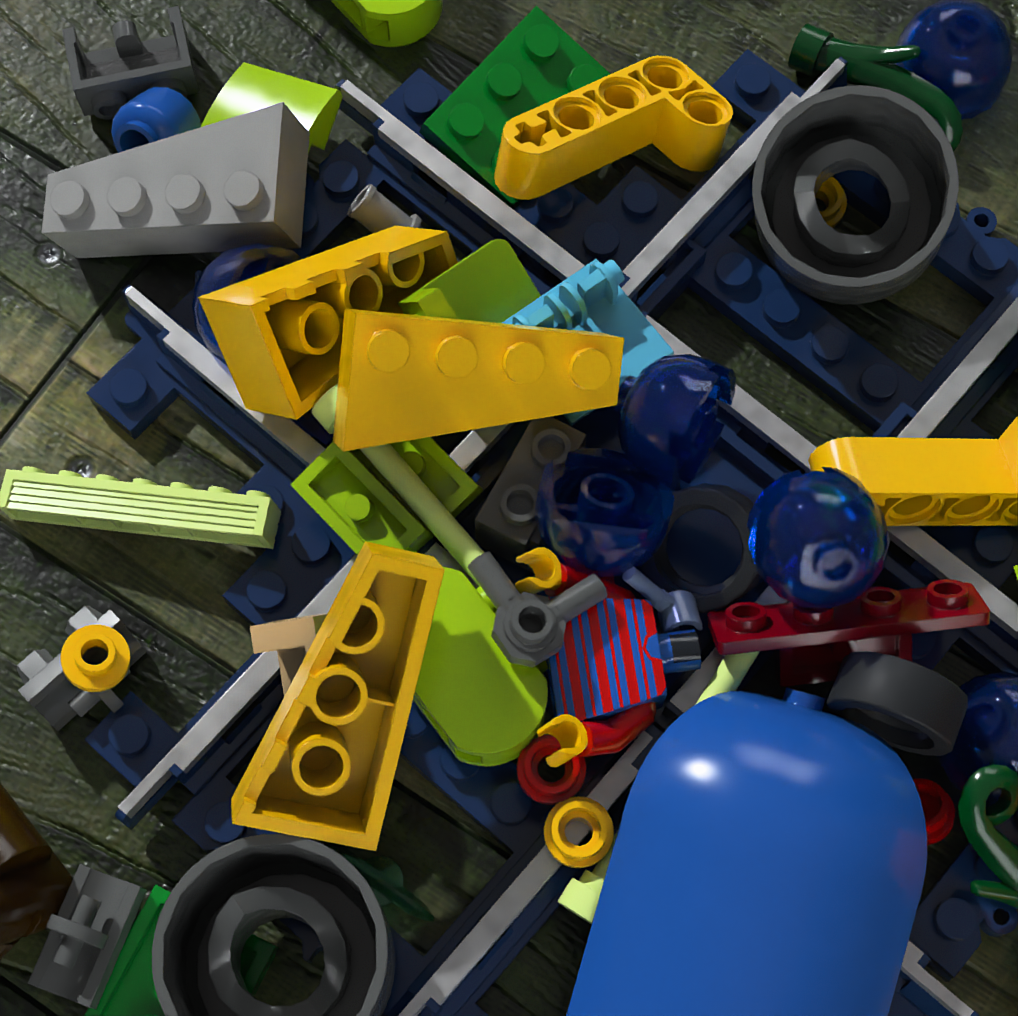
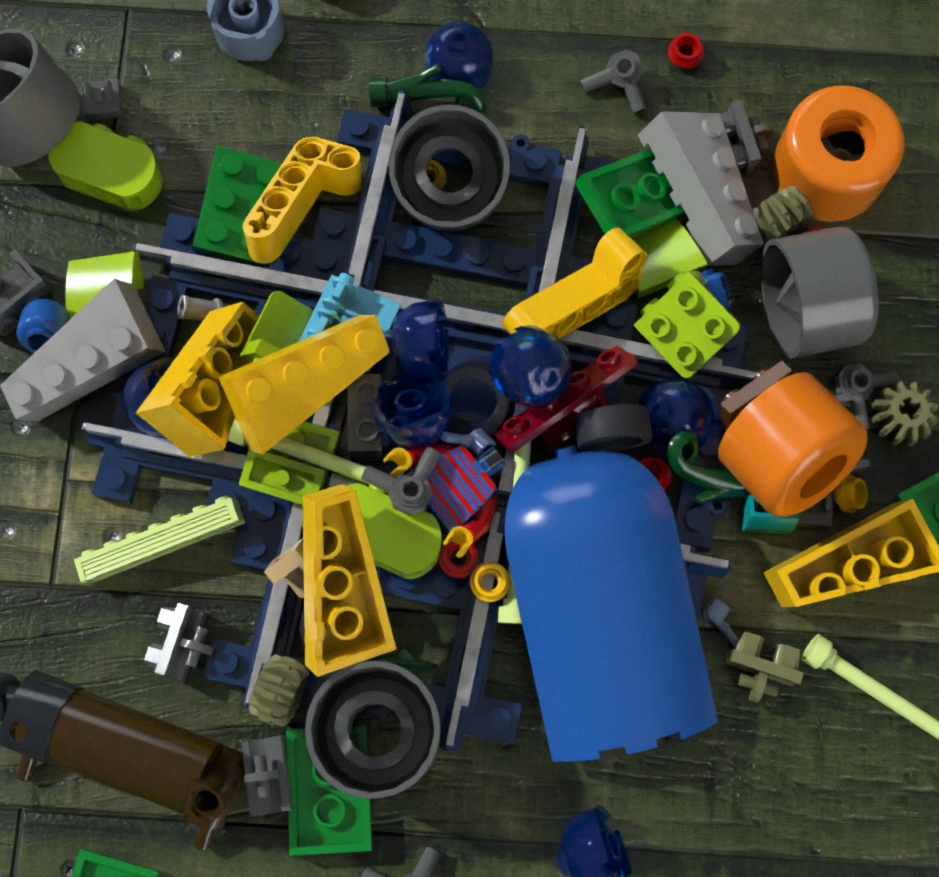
camera: 30 degrees left, 5 degrees up
(101, 676) = (191, 644): yellow plate -> none
(173, 817) = (278, 690): none -> olive gear

